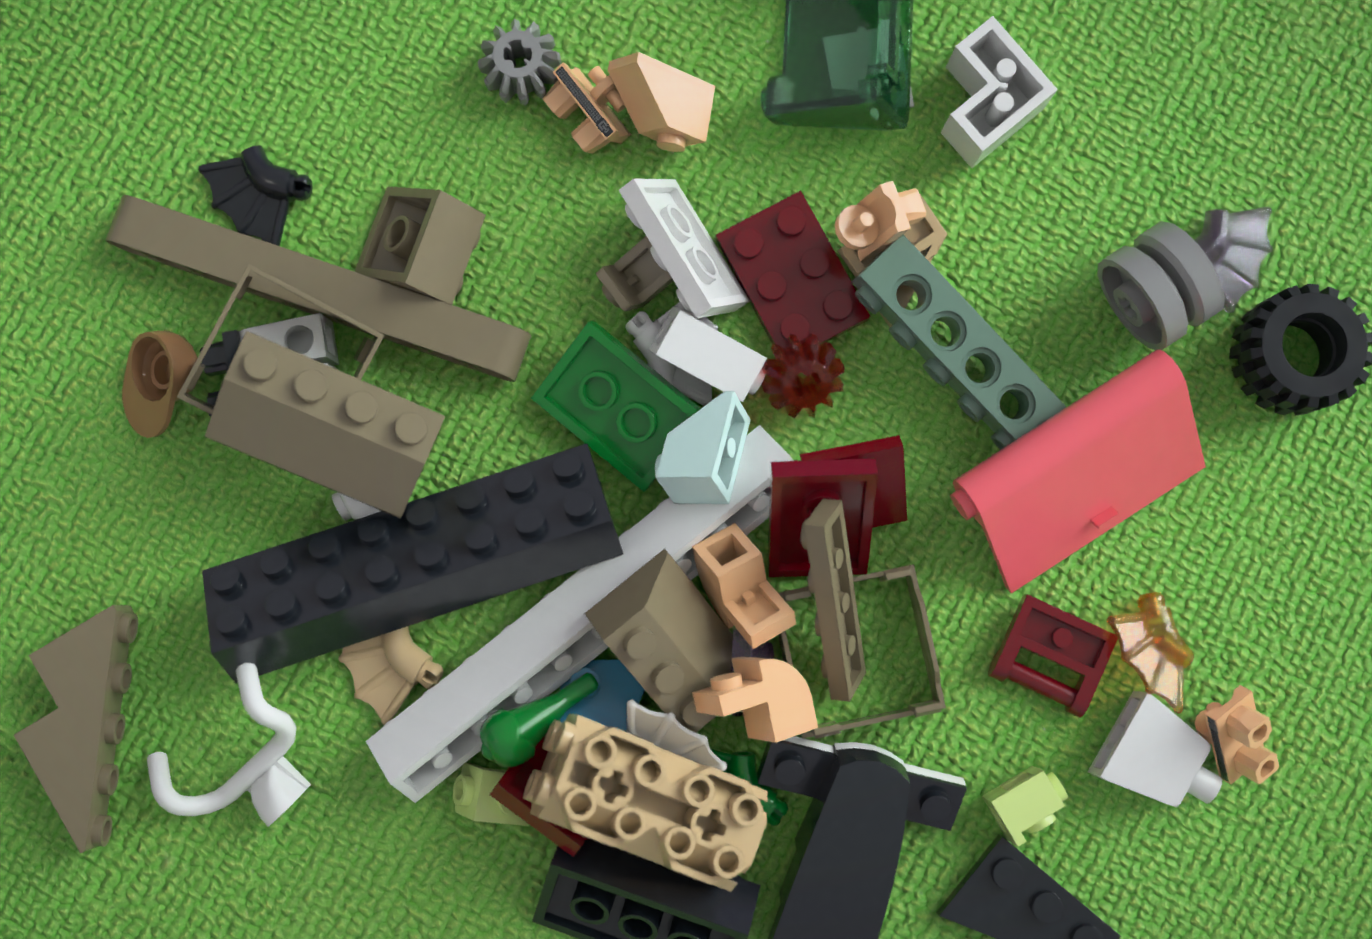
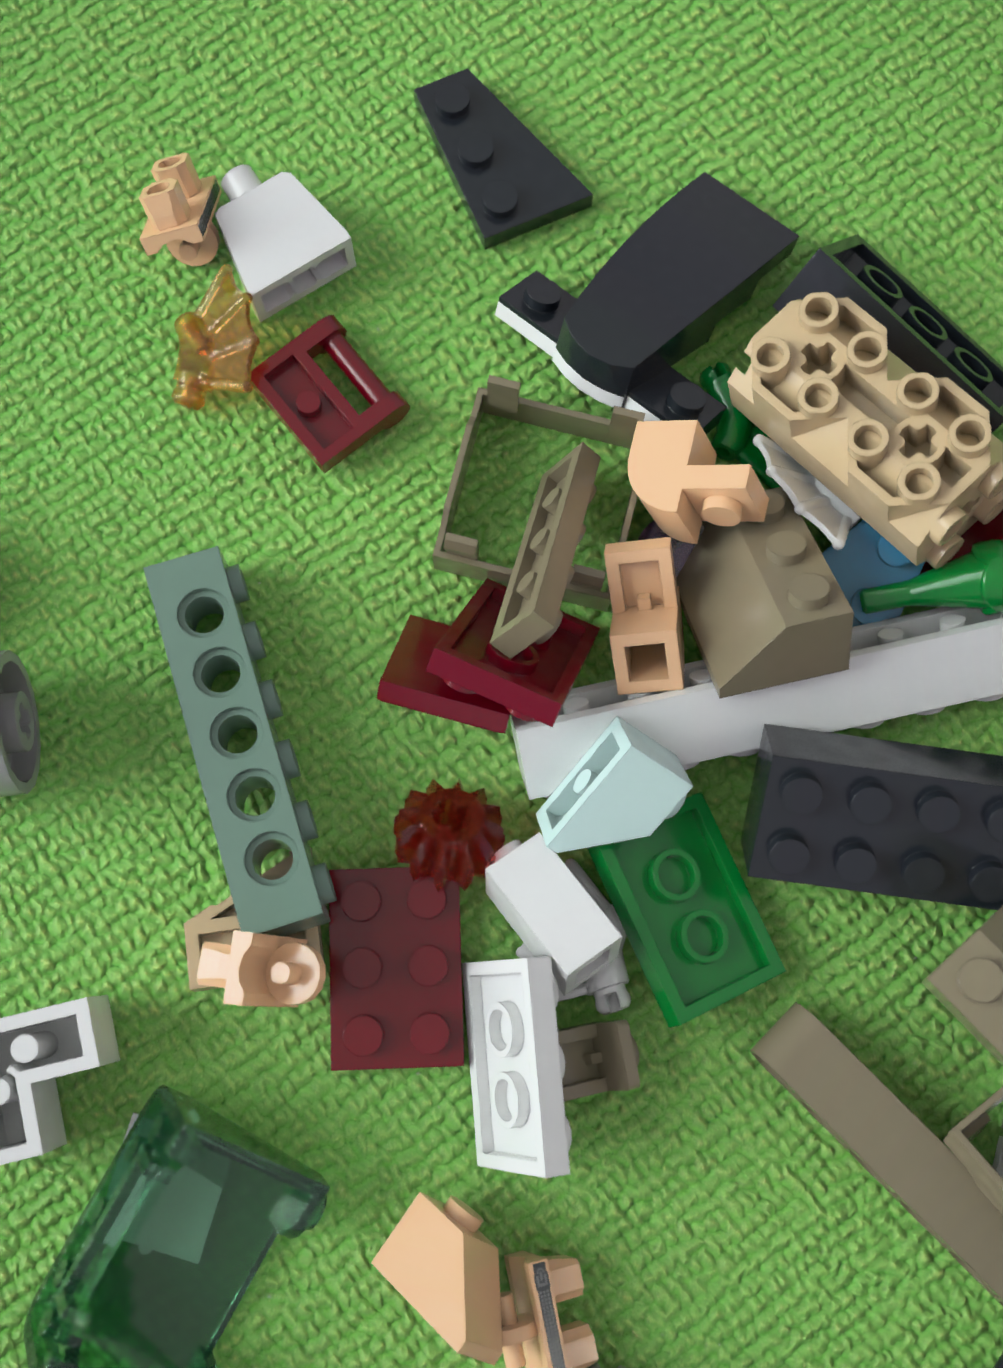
camera: 155 degrees left, 5 degrees down
(421, 242) = (841, 1237): dark tan slope -> none
(1026, 803) = (441, 258): yellowish green brick -> none
(1084, 469) = (181, 566): coral door -> none

